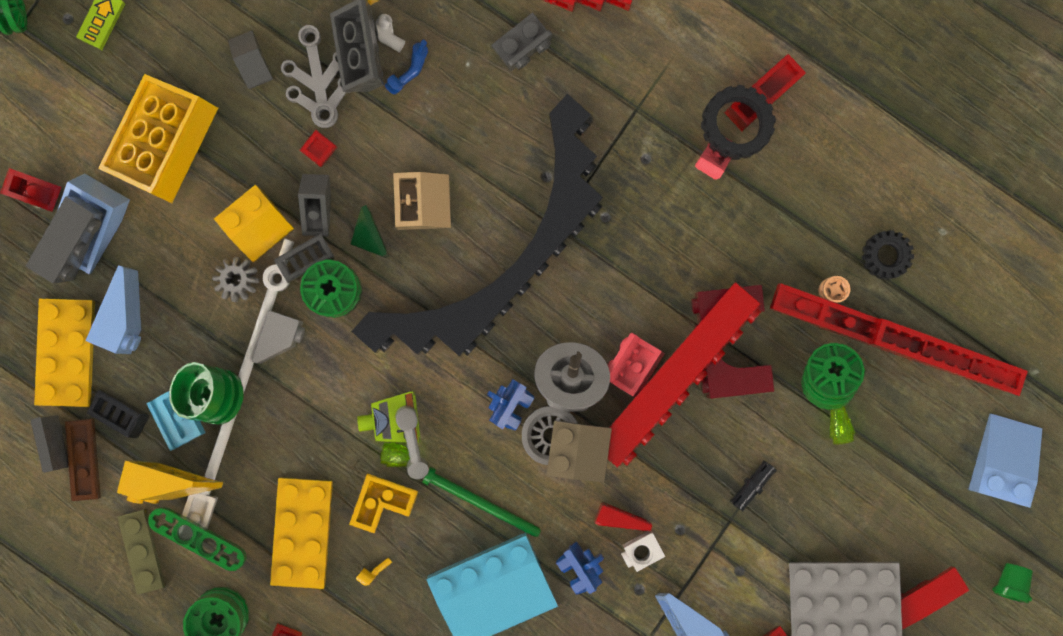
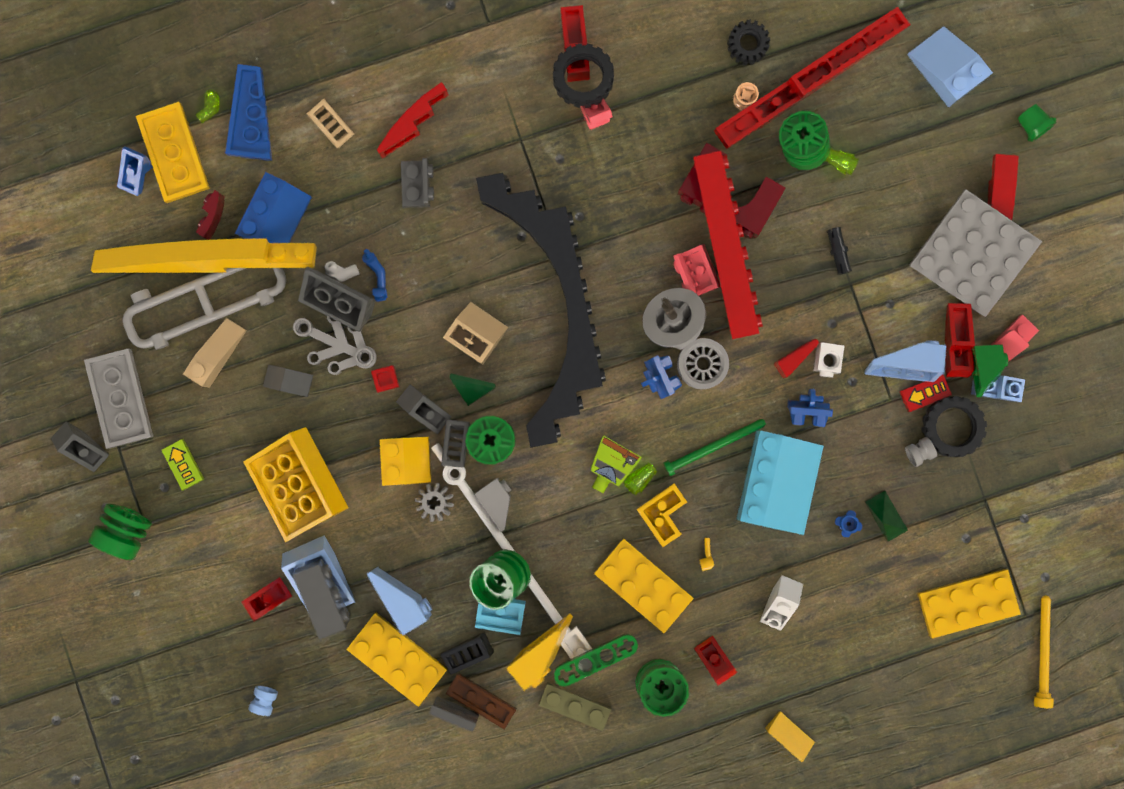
camera: 50 degrees left, 0 degrees up
(407, 420) = (622, 453): light grey bar -> none
(579, 451) = (730, 350): dark tan slope -> none

